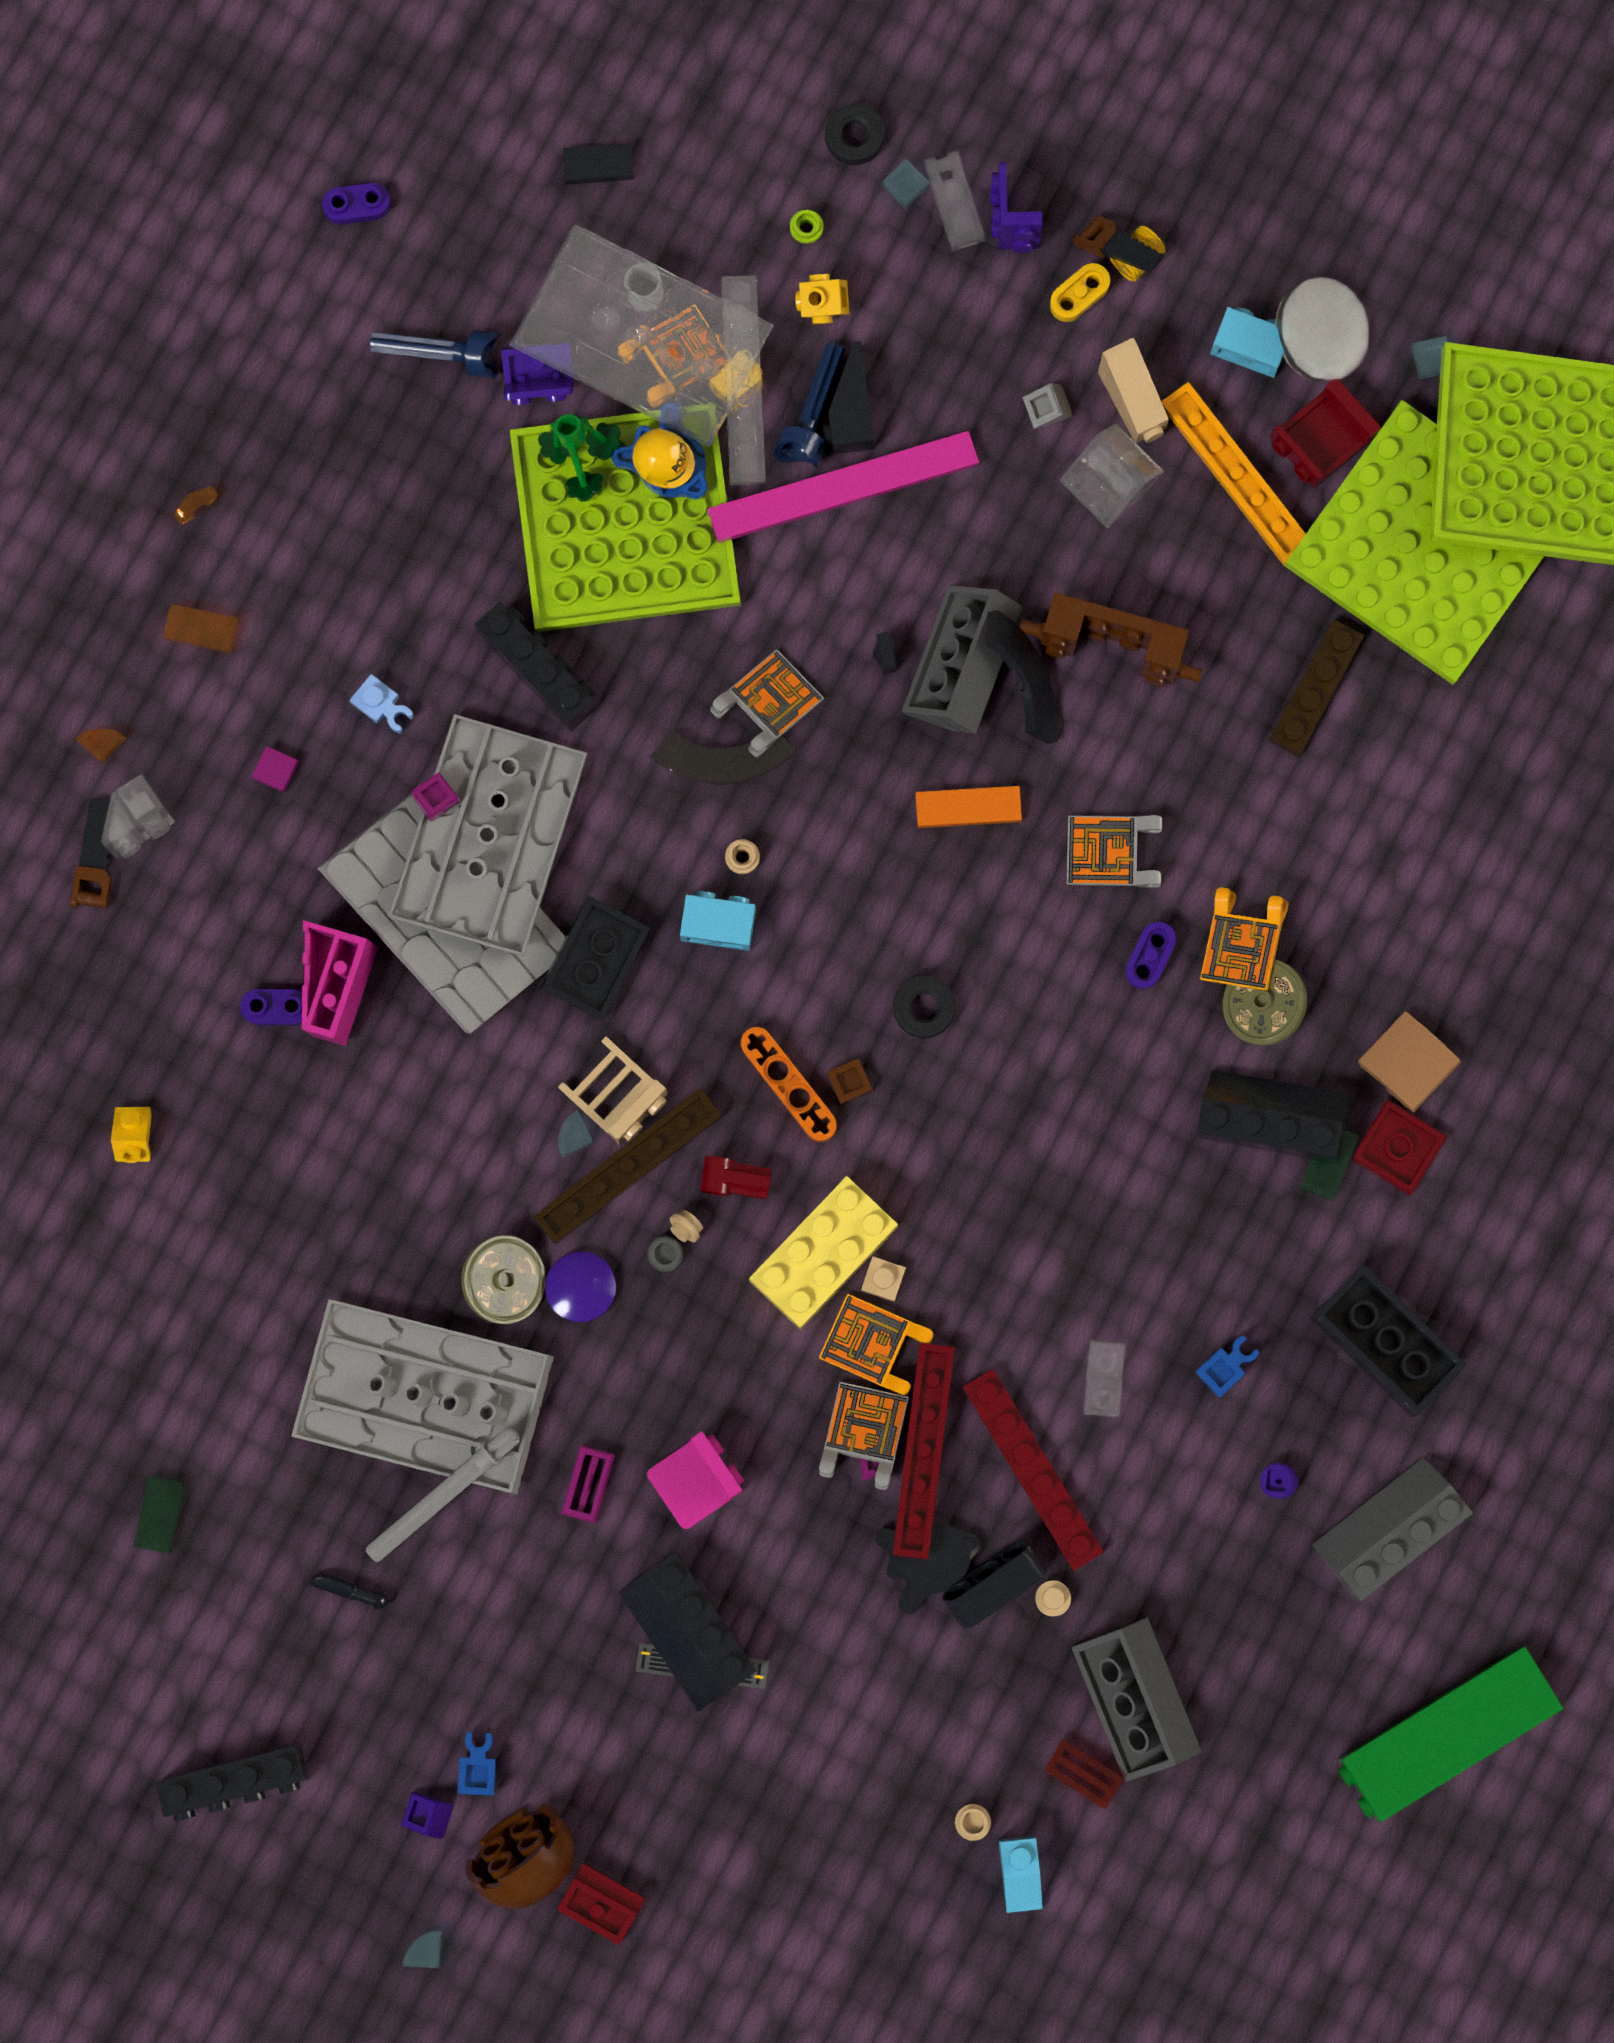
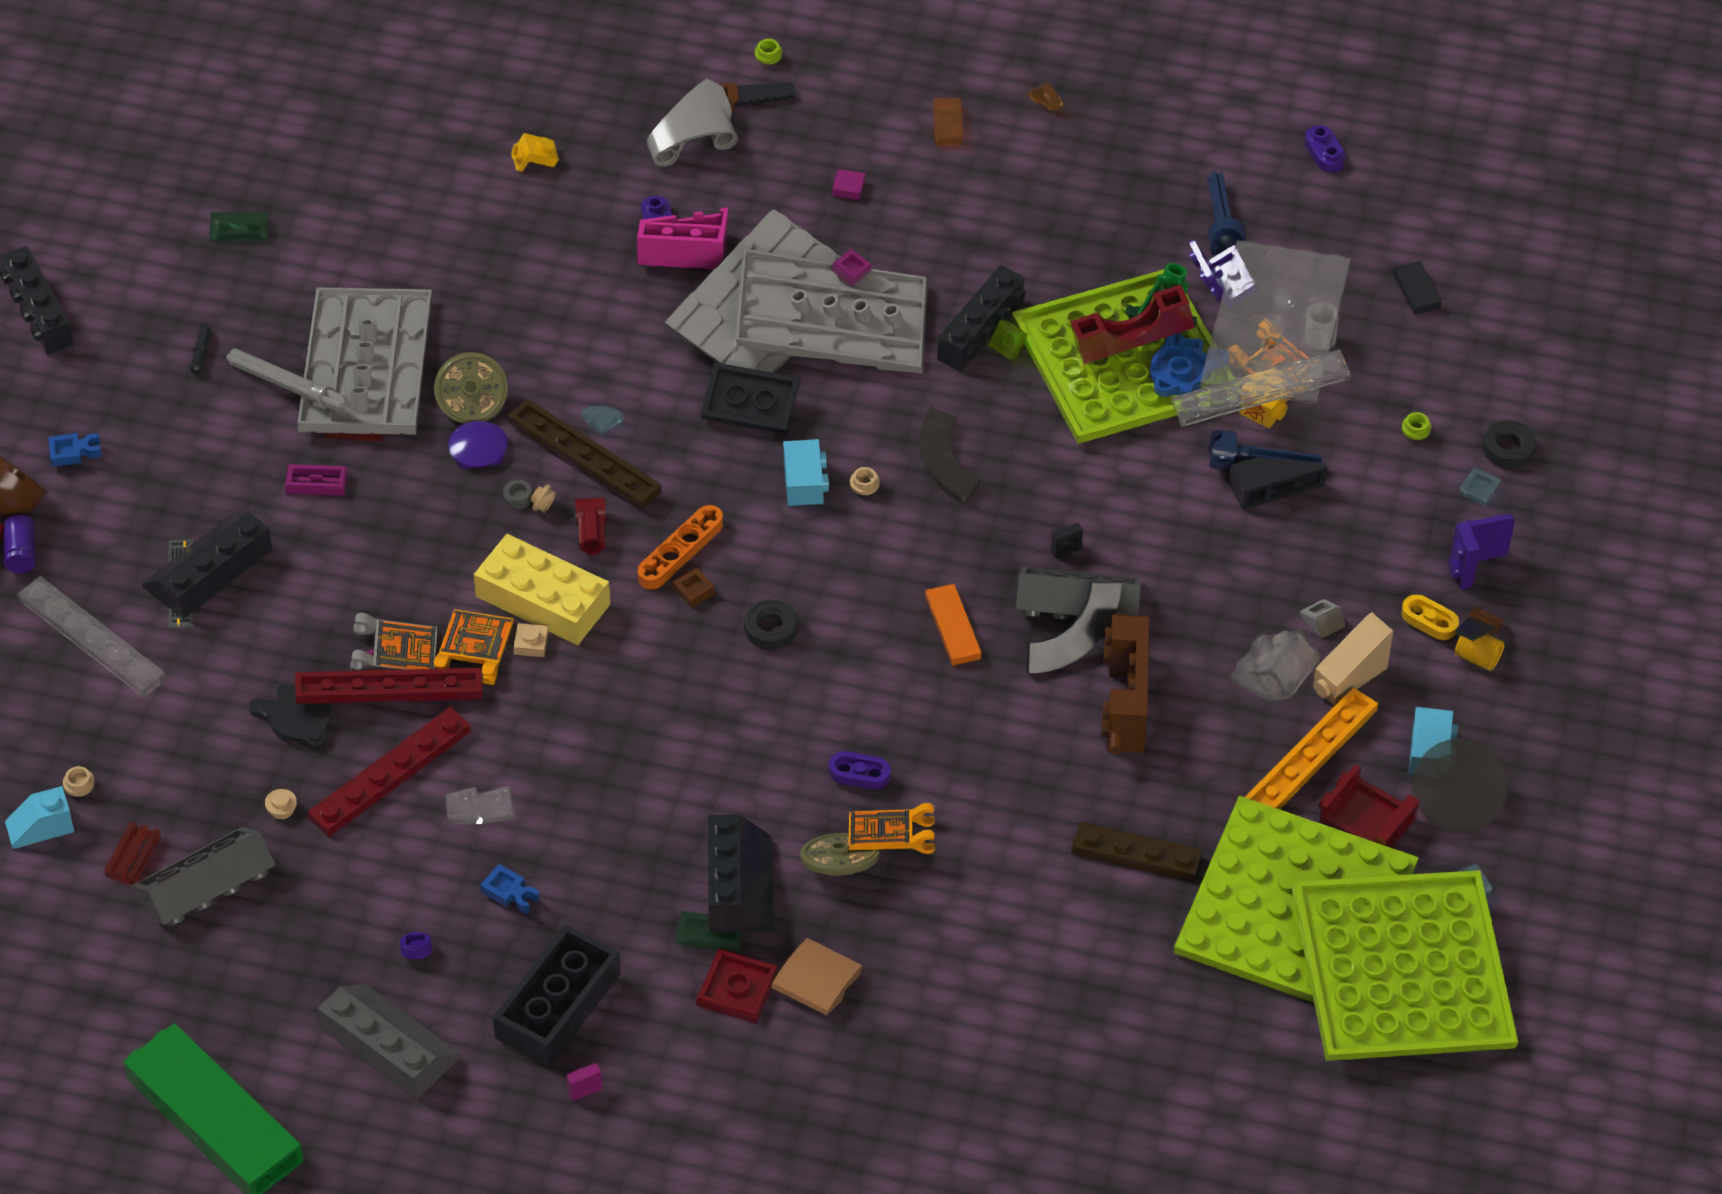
camera: 75 degrees right, 30 degrees down
(27, 807) = (768, 51): none -> lime plate
(101, 742) = (838, 82): clear orange tile -> none
(134, 817) = (782, 98): clear slope -> none
(142, 930) = (697, 115): none -> light grey panel
(379, 701) = (921, 235): light blue plate -> none
(427, 1815) = (28, 430): dark purple slope -> none
(574, 643) = (1008, 339): none -> clear neon green plate
(613, 1848) = (19, 544): none -> dark purple piece
(619, 502) = (1164, 316): none -> dark red arch
(627, 1116) = (637, 443): tan plate -> none
(663, 457) = (1176, 342): yellow helmet -> none
(695, 1480) = (334, 543): dark pink bracket -> none
(762, 1780) = (92, 636): none -> clear plate
(772, 697) = (1003, 473): flag -> none
(833, 303) = (1355, 441): yellow brick -> none
(843, 487) = (1201, 487): dark pink tile -> none
(955, 201) = (1484, 510): clear plate -> none
(994, 1583) = (284, 754): black beam -> none
(1105, 851) = (944, 726): flag -> none
(1494, 1333) = (584, 1082): none -> magenta tile

